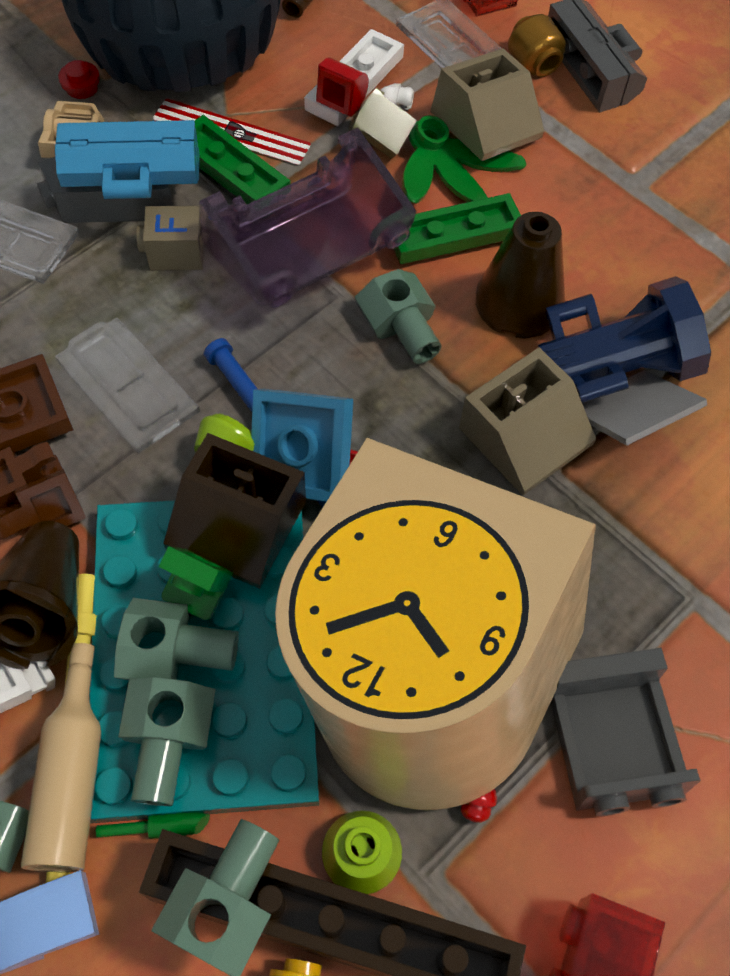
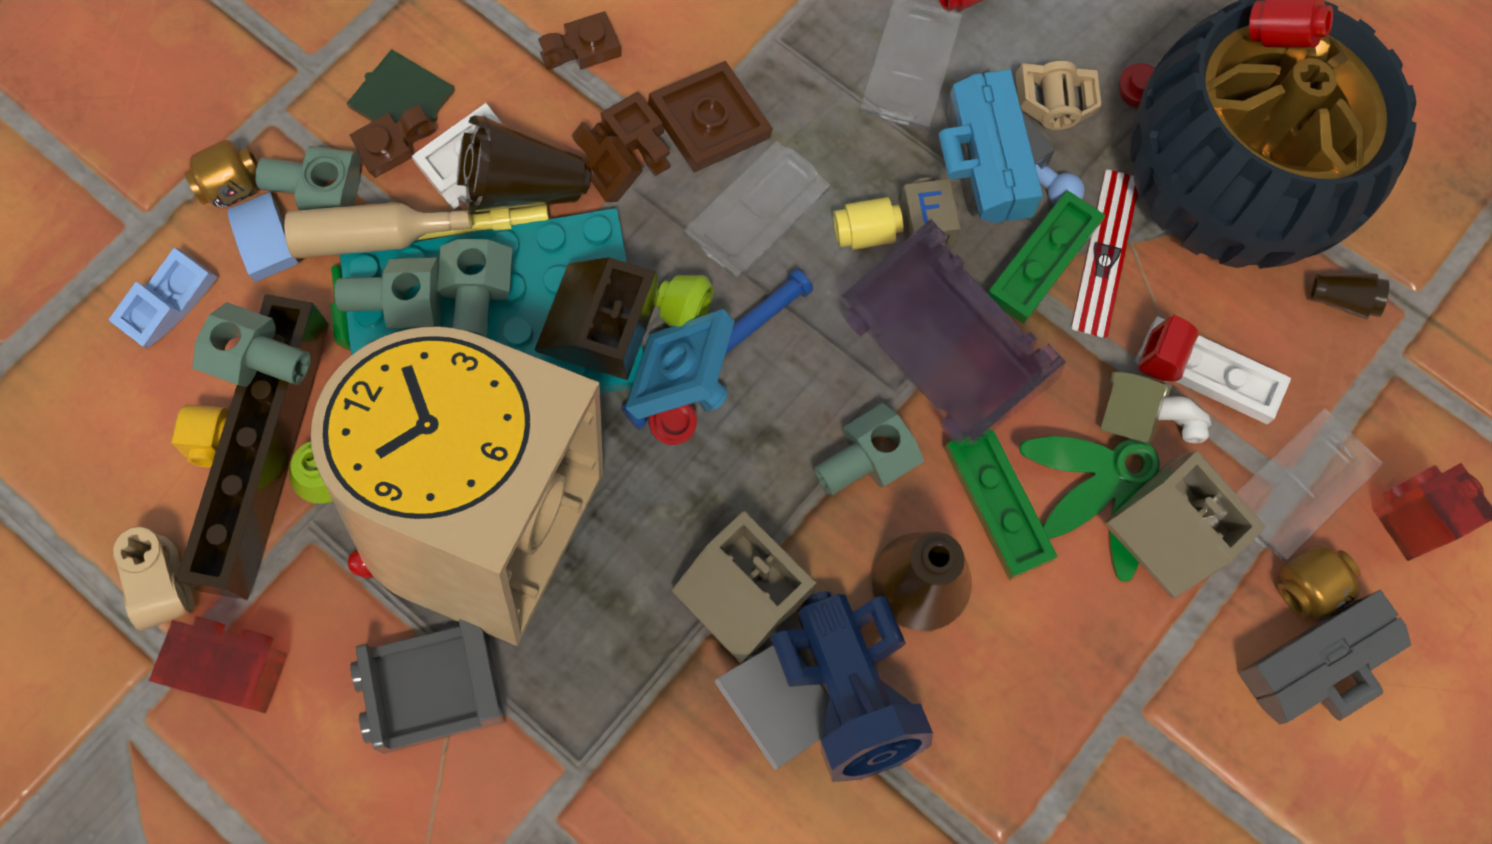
camera: 85 degrees right, 10 degrees up
(169, 287) = (867, 223): none -> light yellow brick
(194, 581) = (528, 290): green bracket -> none

